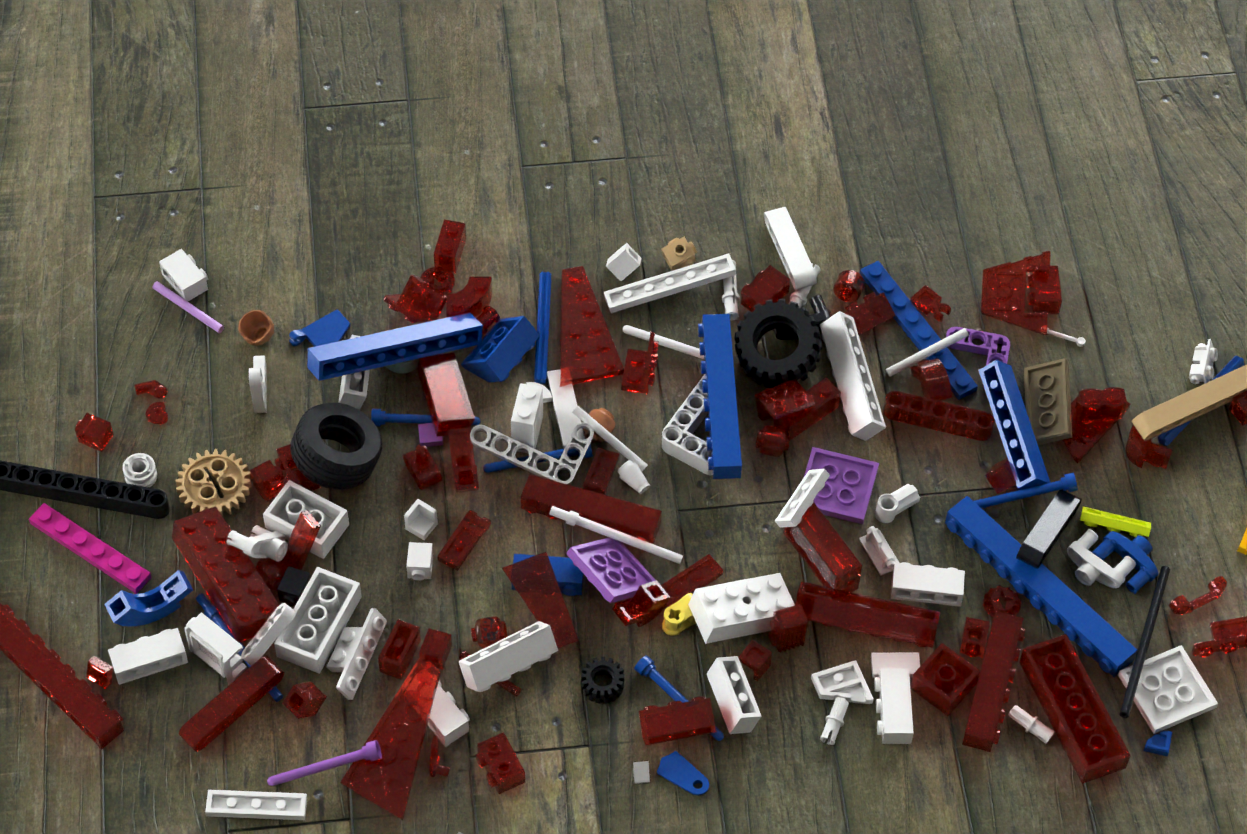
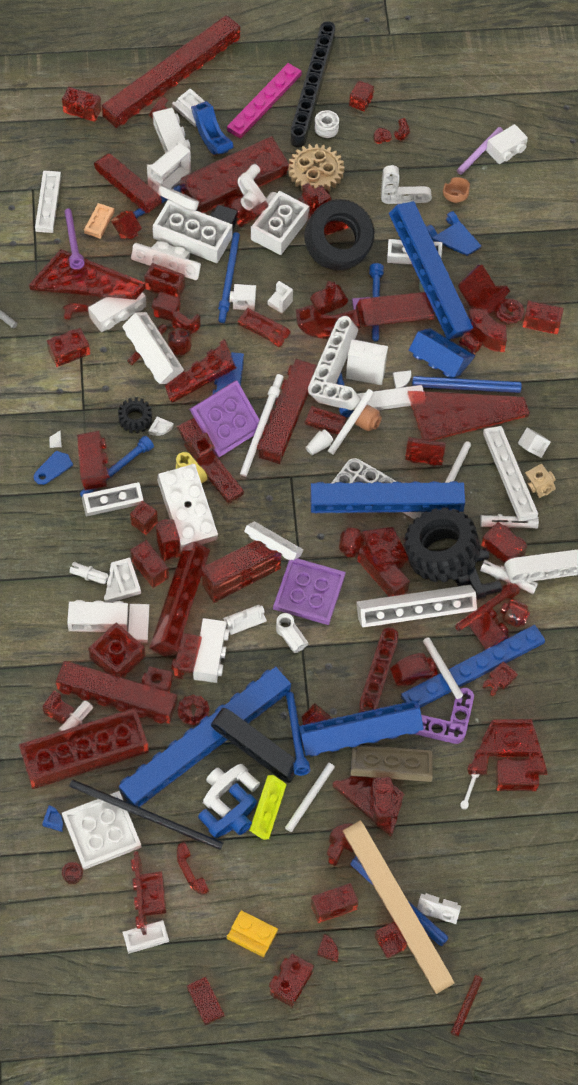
camera: 90 degrees right, 5 degrees up
(87, 769) = (81, 104): none -> clear red brick
(98, 633) = (184, 104): none -> white plate
(291, 738) = (99, 220): none -> light nougat plate
(429, 585) = (224, 304): none -> blue bar
(462, 629) = (181, 321): none -> clear red bracket
(616, 652) = (160, 427): none -> white tile
(818, 651) = (149, 563): none -> clear red brick
(823, 289) = (509, 591): none -> clear red piece
(947, 602) = (186, 655): none -> clear red bracket
(1020, 745) = (56, 708): none -> clear red panel
(1095, 485) = (309, 797): none -> white bar
(1218, 456) = (334, 903): none -> clear red brick
(1221, 719) = (72, 873): none -> clear red tile

